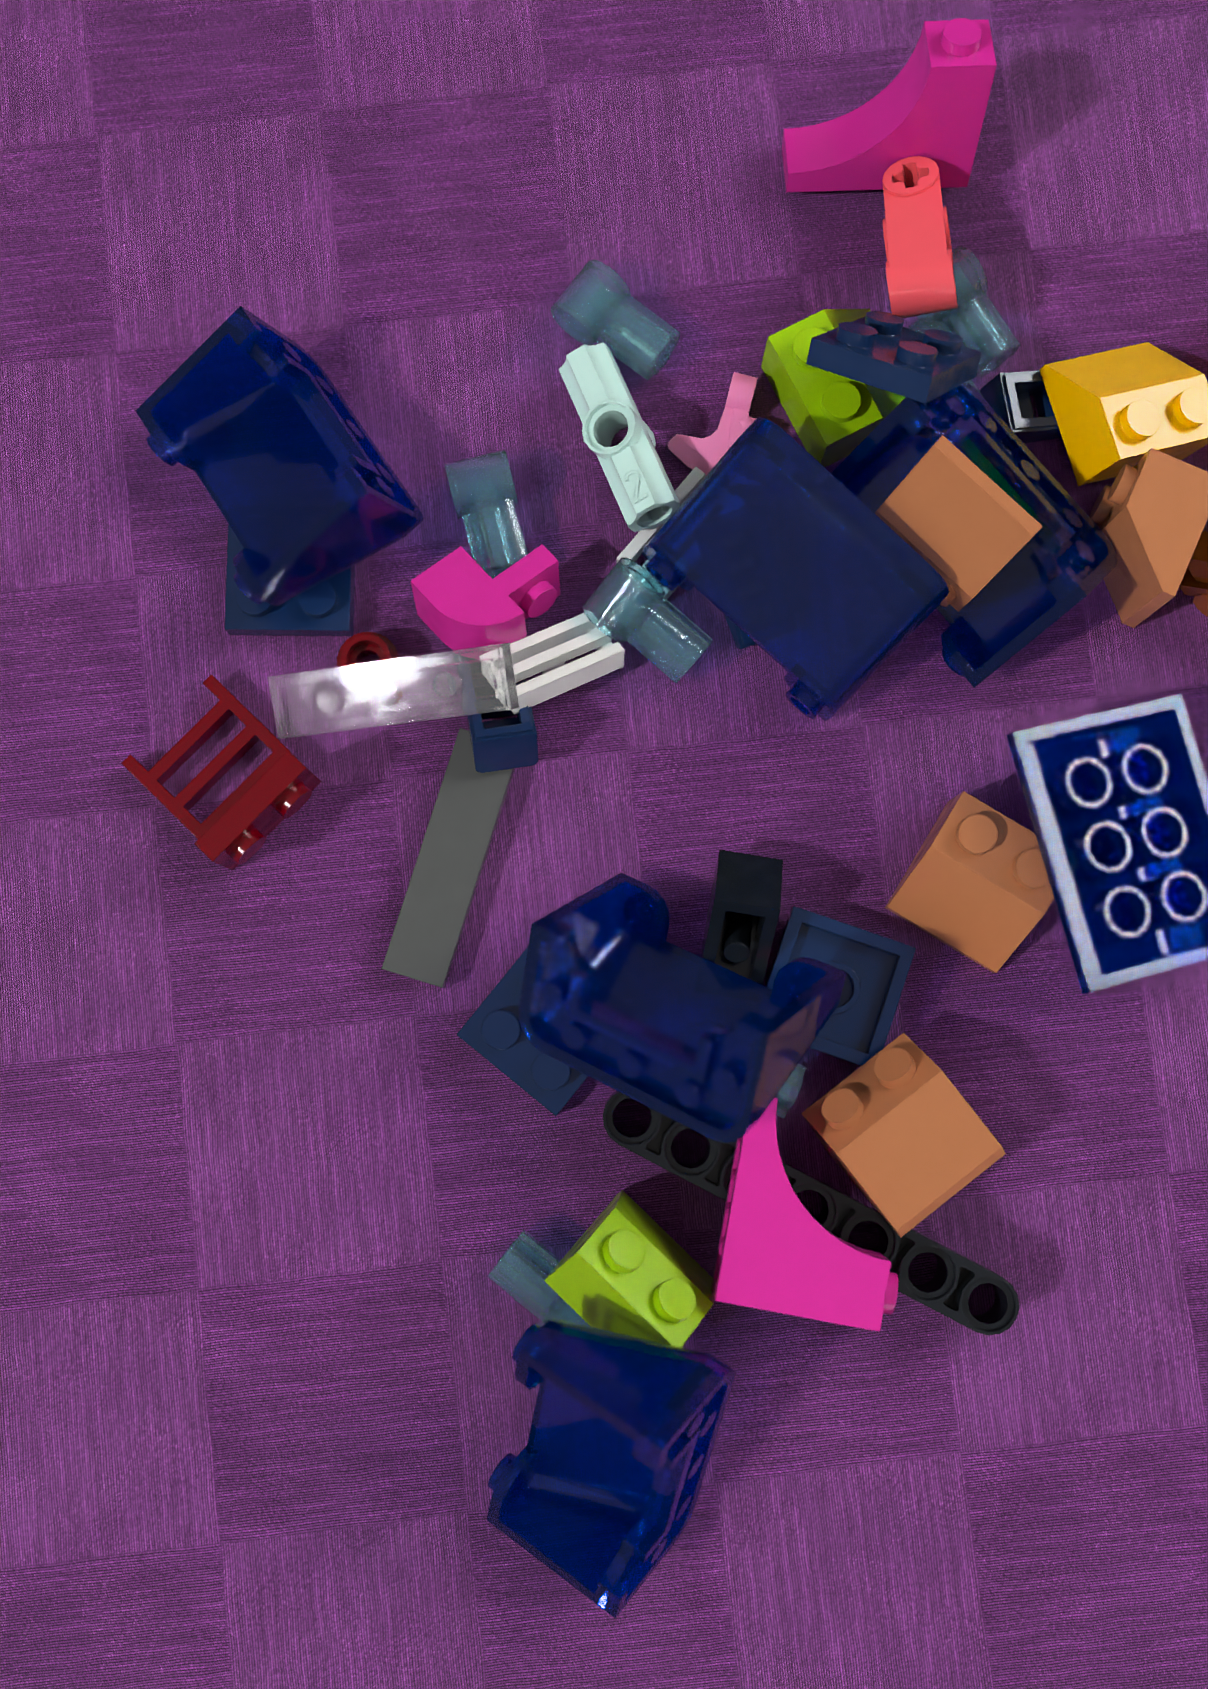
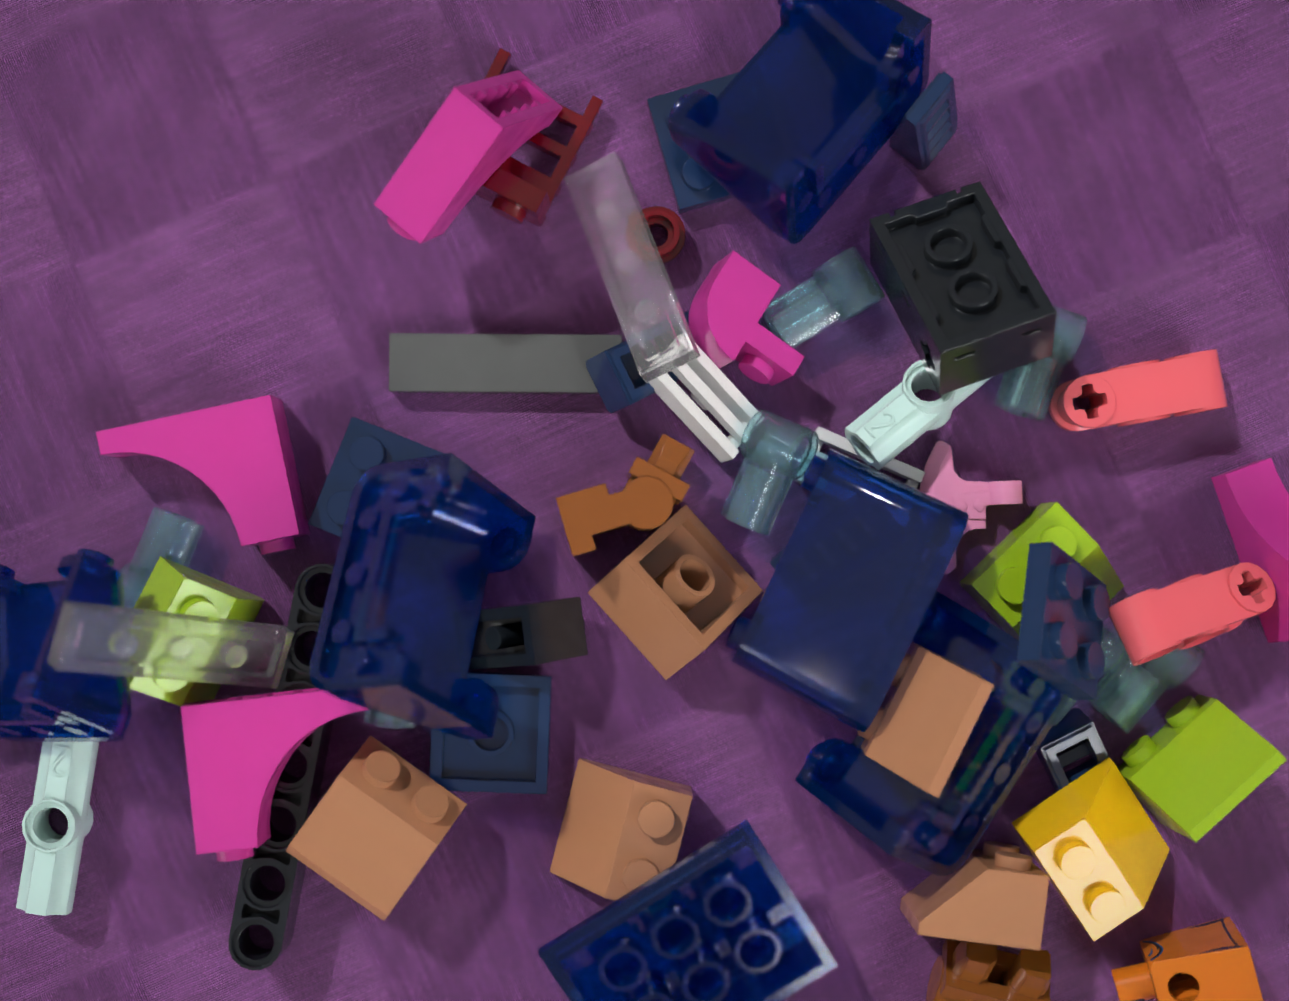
camera: 70 degrees right, 5 degrees up
(220, 824) = (461, 150): none -> dark pink arch
(341, 355) = (927, 123): none -> dark blue slope
(456, 1168) = (239, 454): none -> dark pink arch
(522, 363) = (961, 288): none -> black piece
(642, 749) = (641, 505): none -> dark orange hips
(646, 1292) = (168, 646): none -> clear tile
(681, 232) = (1142, 392): none -> coral piece
(745, 752) = (675, 592): none -> nougat slope
(831, 1507) = (49, 858): none -> light aqua piece
(1075, 280) = (1198, 765): none -> lime slope

